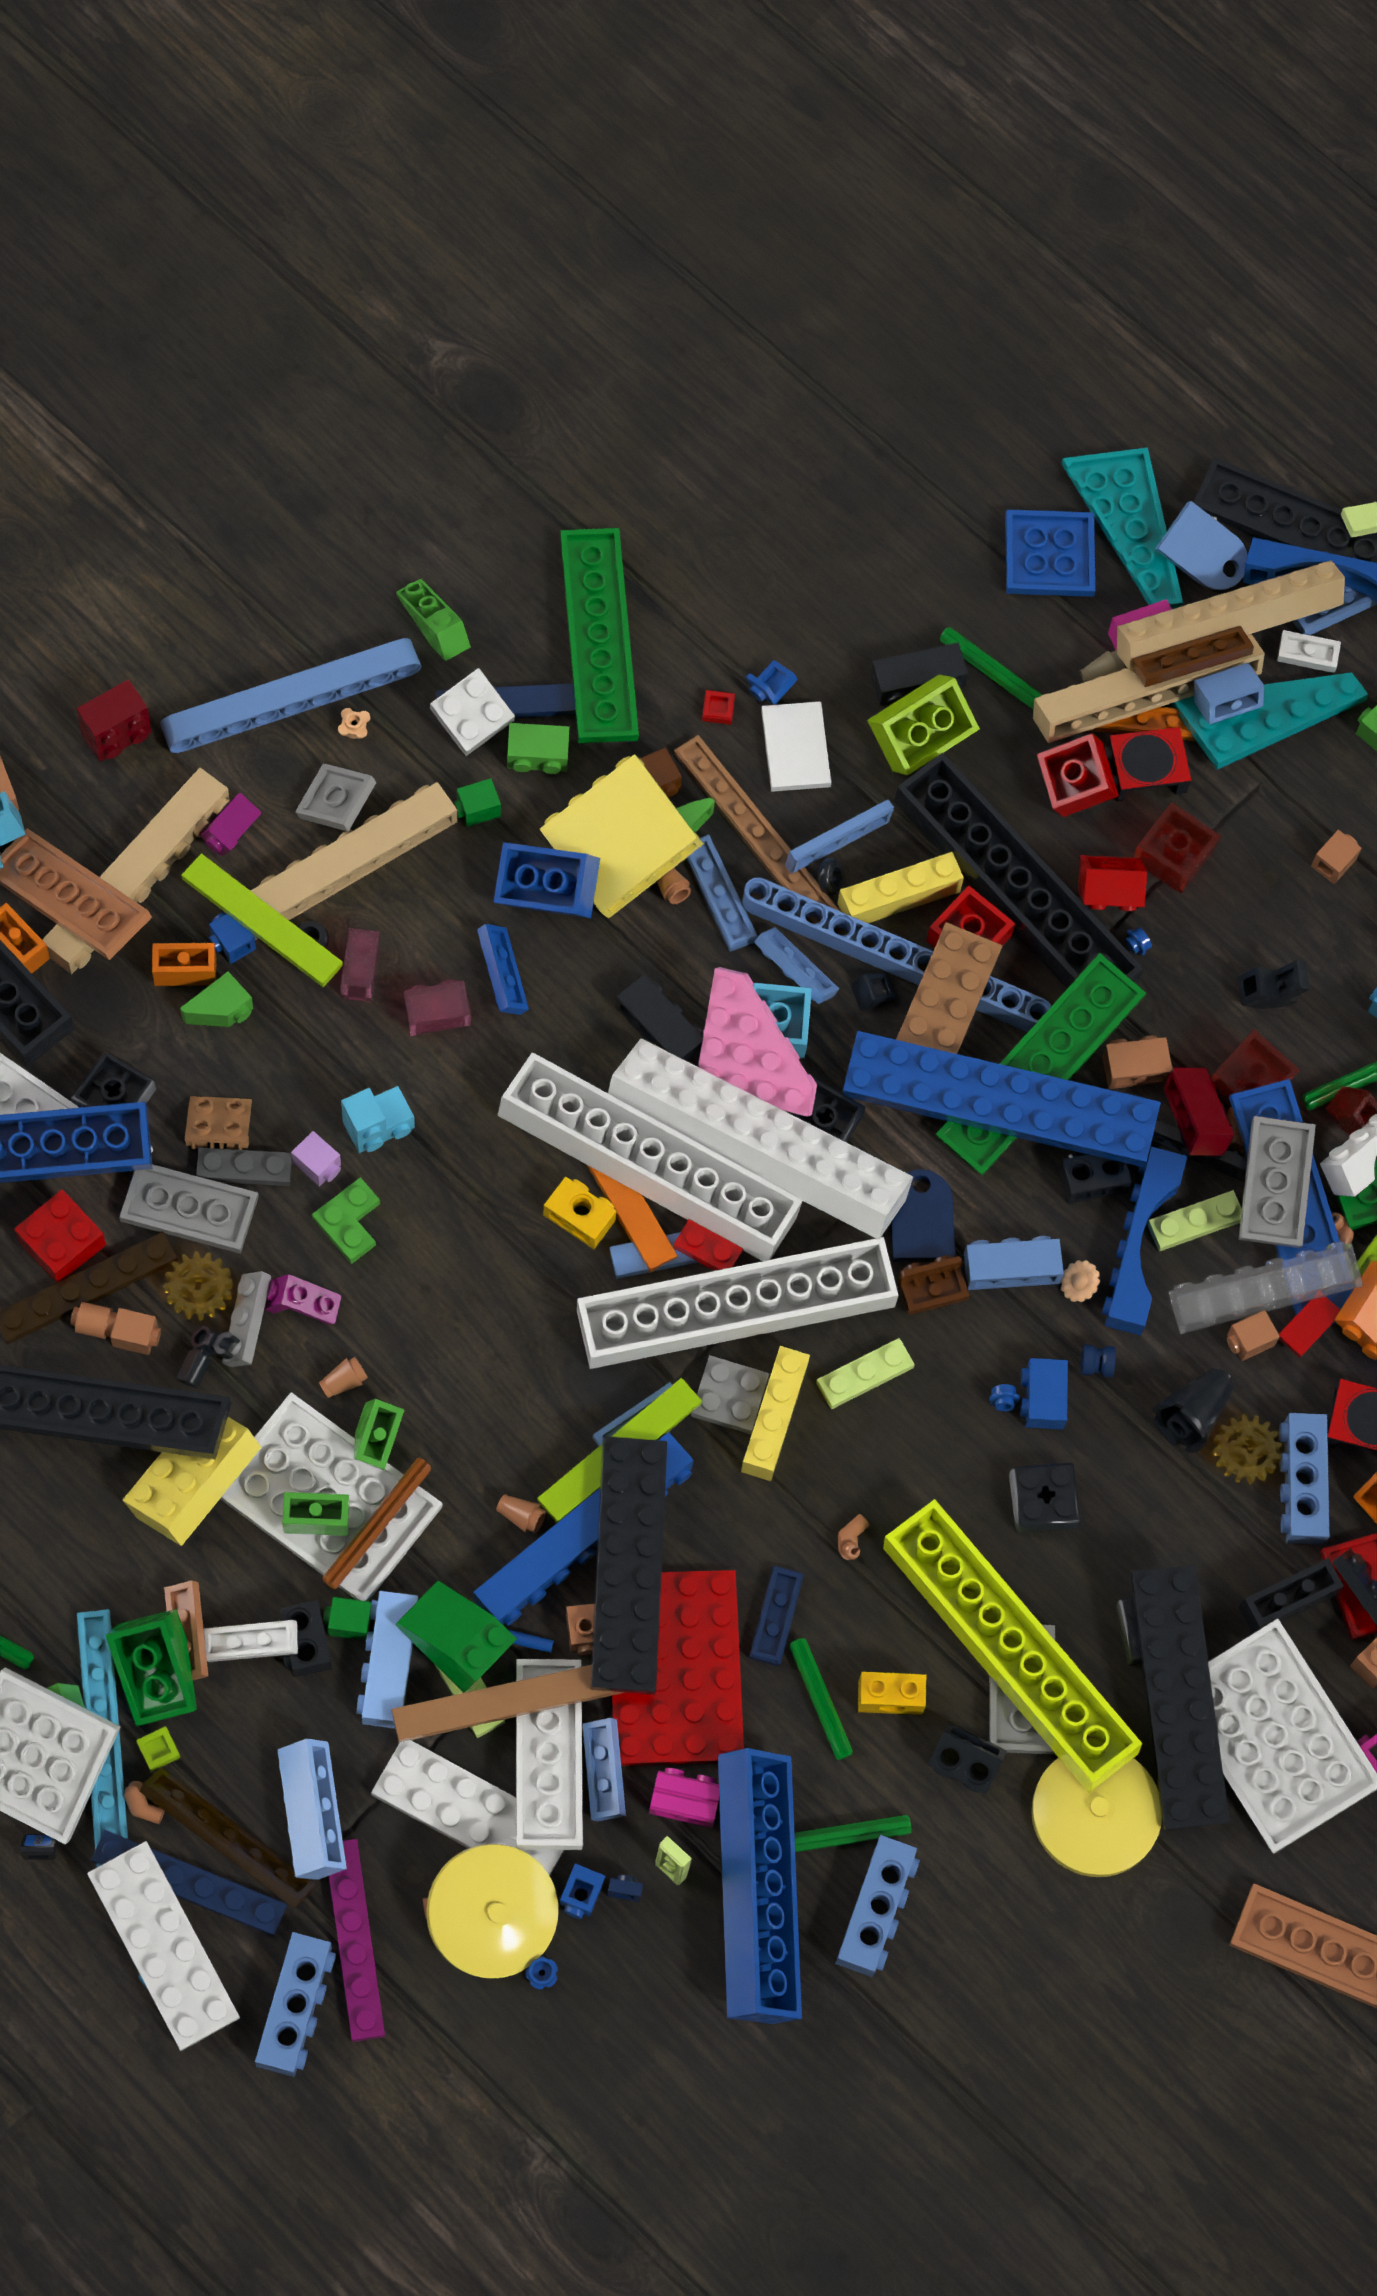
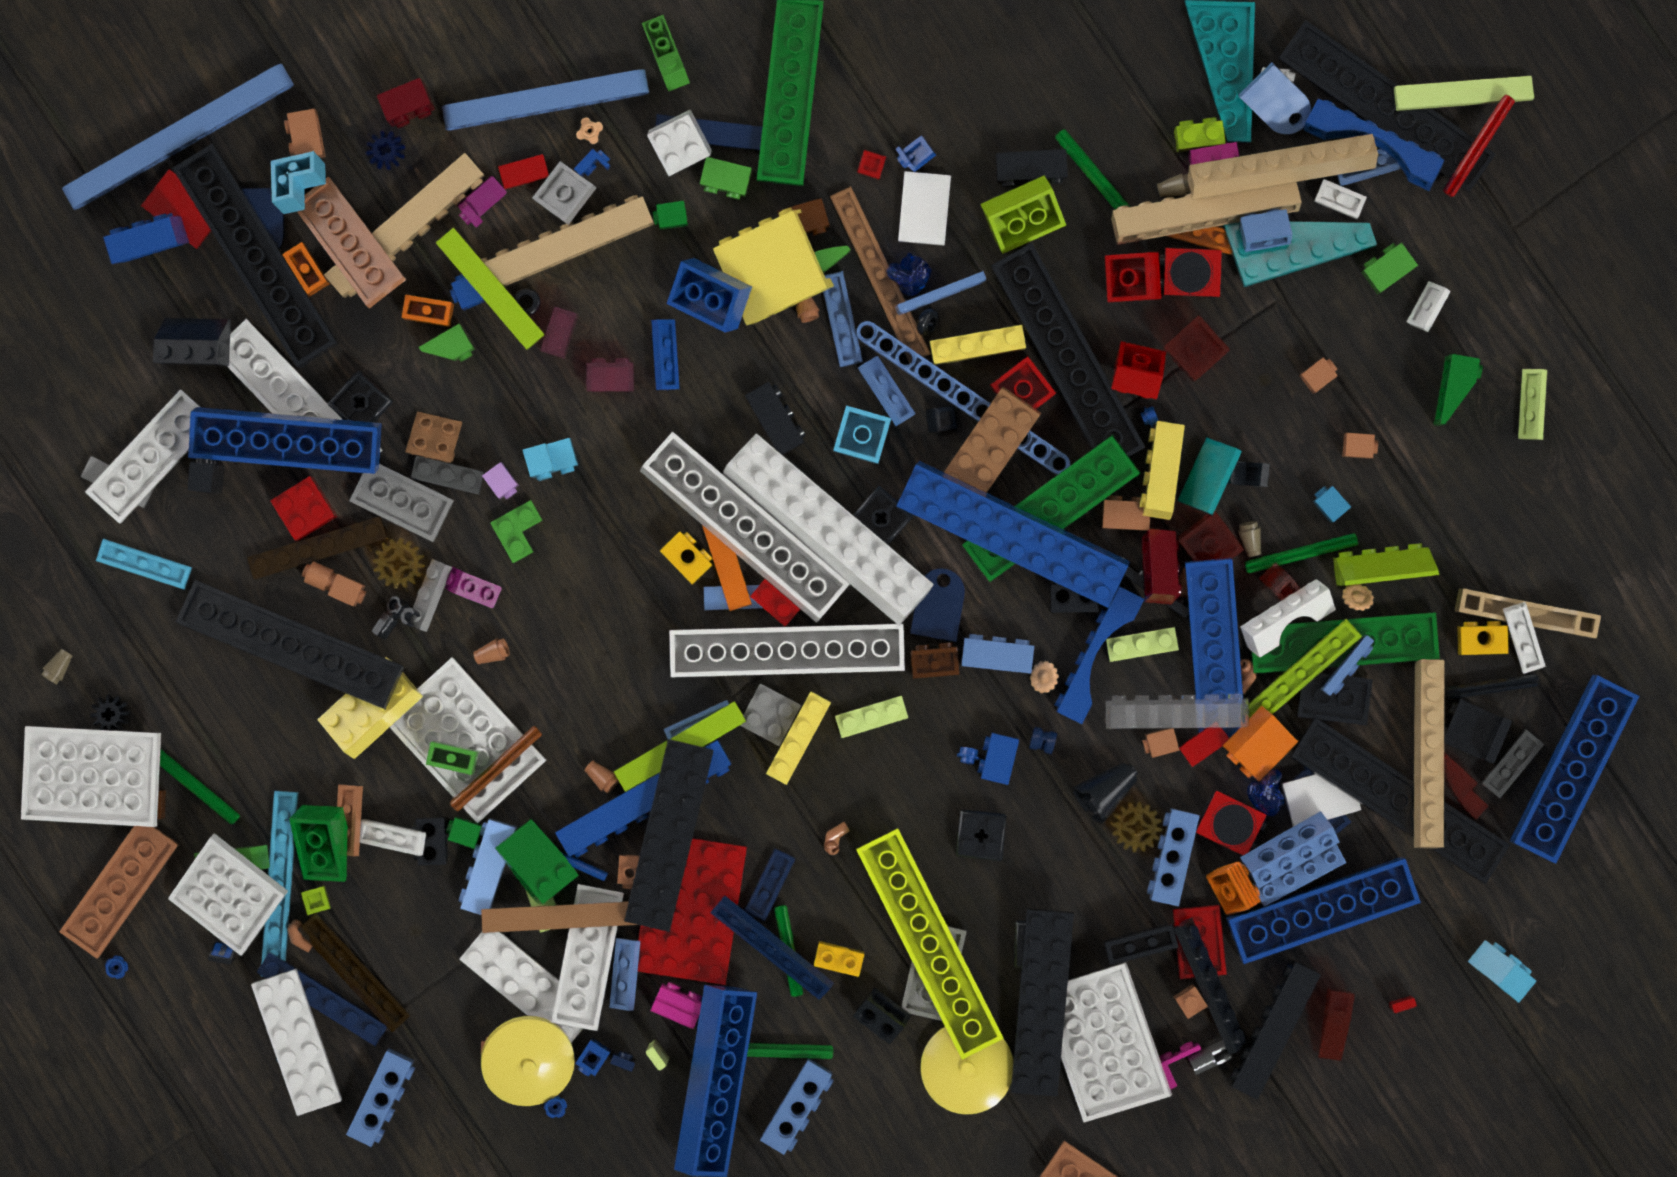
camera: 10 degrees right, 20 degrees up
(86, 781) = (382, 143): none -> clear blue gear
(278, 785) = (523, 171): none -> red tile
(311, 1809) = (414, 966): light blue brick -> none
(356, 1948) = (430, 1058): magenta plate -> none
(364, 754) = (588, 165): none -> blue bracket
(376, 1433) = (506, 702): bright green slope -> none
(748, 1047) = (832, 461): bright pink plate -> none
(796, 821) = (910, 274): none -> clear blue hair
(799, 1690) = (772, 947): none -> dark blue plate
(1050, 553) = (1157, 79): blue plate -> none
(1106, 603) = (1201, 135): none -> lime brick
(1172, 995) = (1163, 470): none -> light yellow brick
(1192, 656) = (1243, 198): reddish brown plate -> none
(1232, 994) = (1209, 476): none -> teal tile
(1277, 1182) = (1203, 637): light grey plate -> none
(1304, 1060) = (1251, 537): none -> dark tan cone

